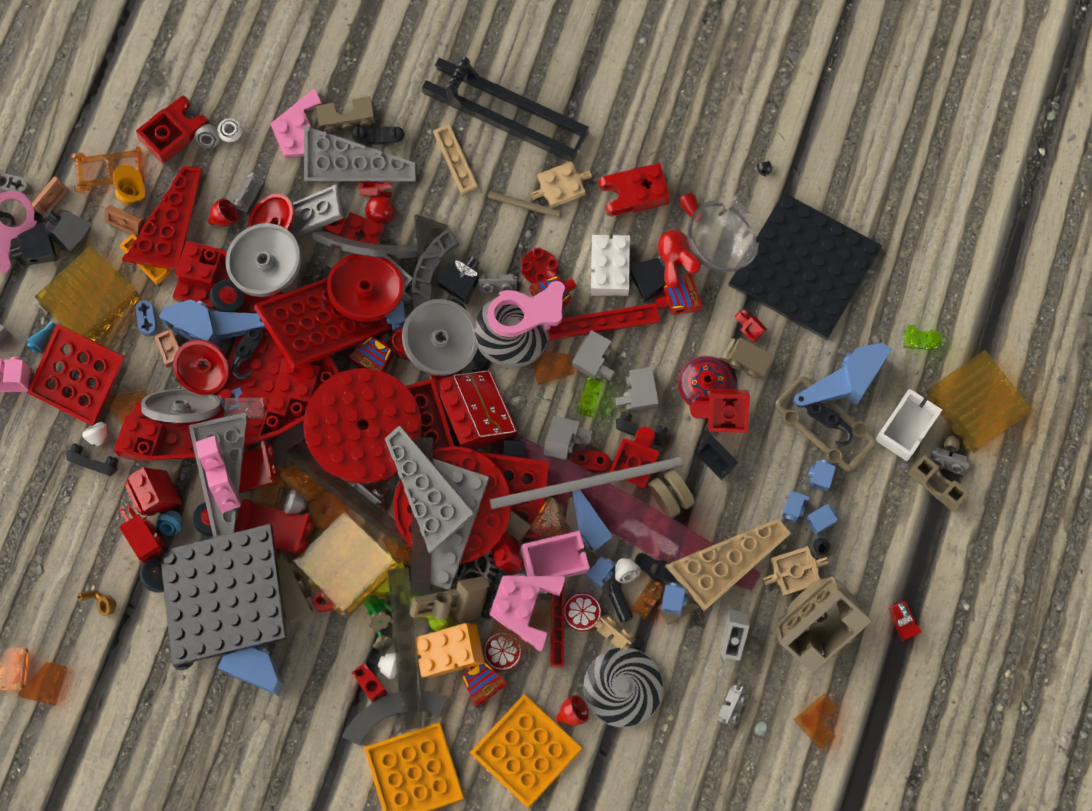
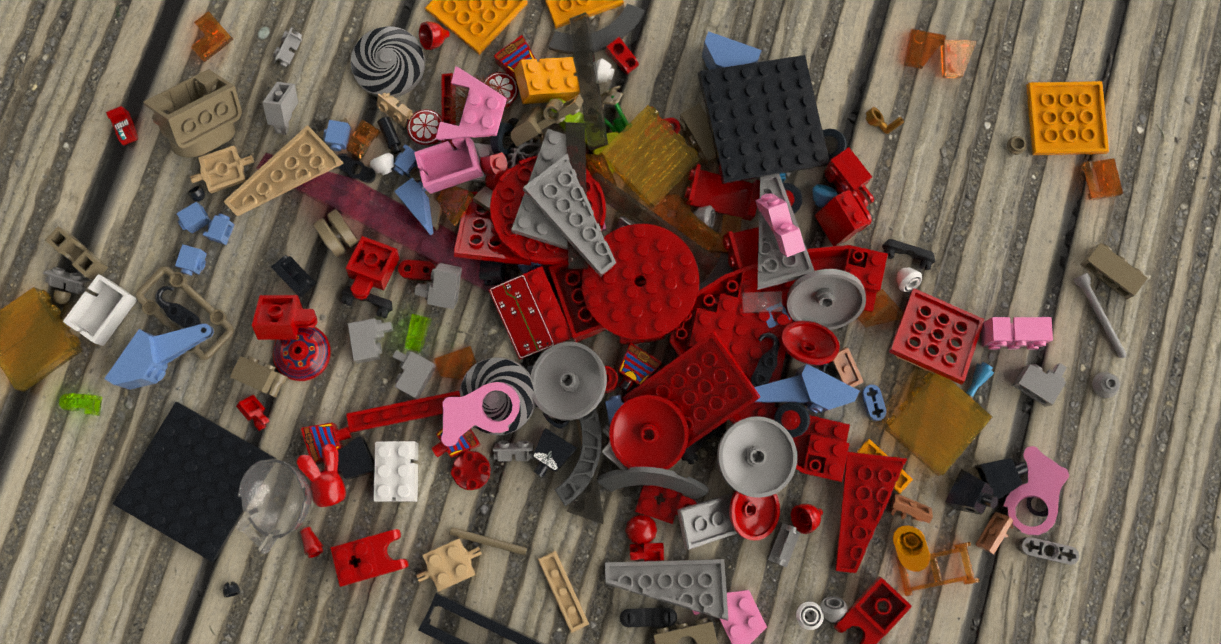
camera: 175 degrees right, 5 degrees up
(586, 483) = (416, 231): light grey piece -> none

